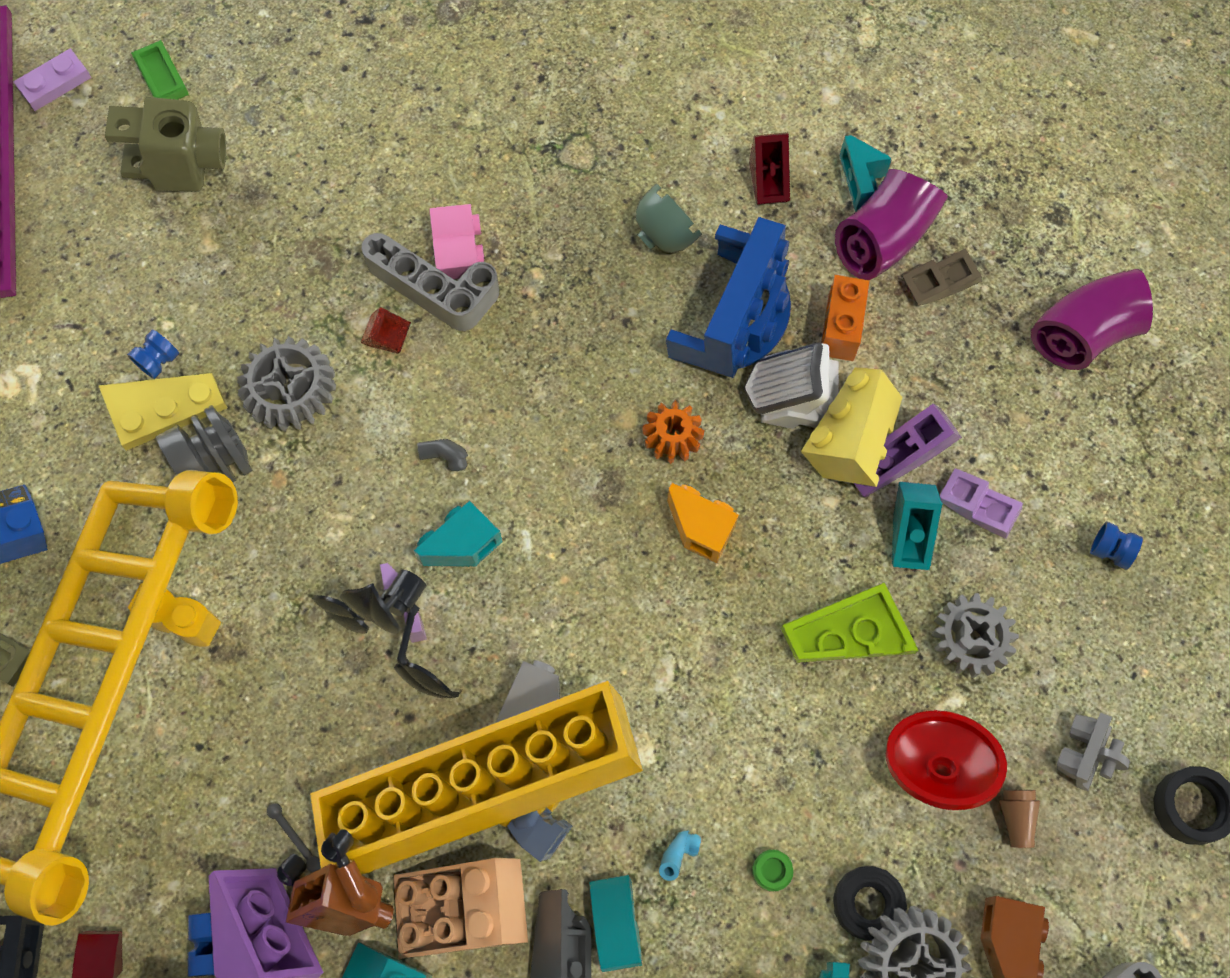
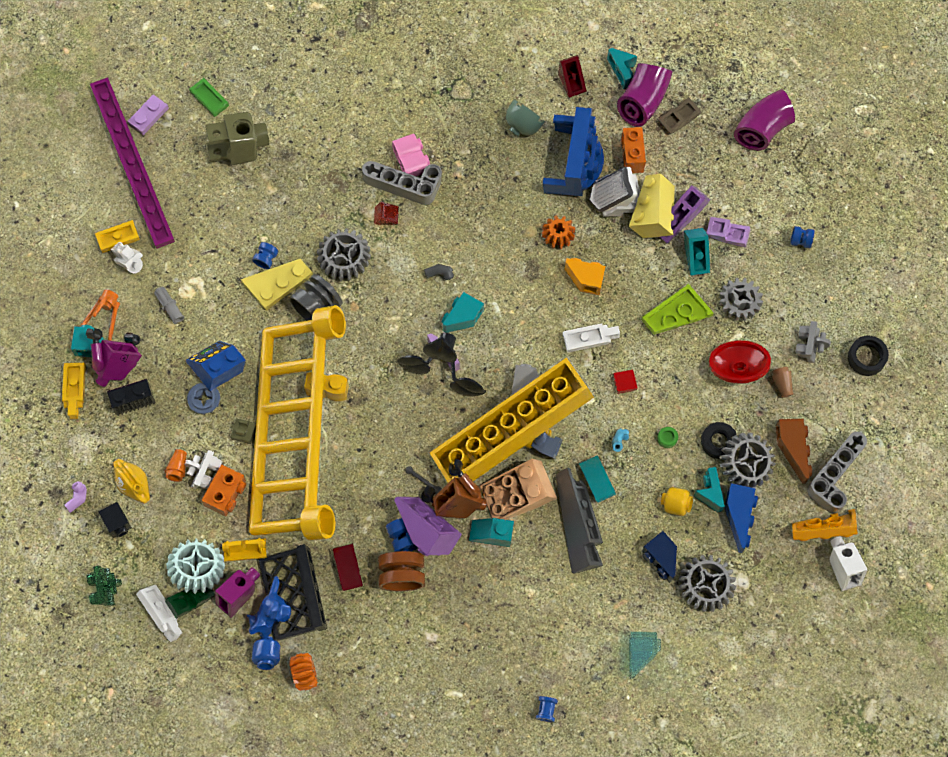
camera: 15 degrees left, 0 degrees up
(676, 638) = (589, 337): none -> white hinge
(720, 739) = (625, 381): none -> red tile

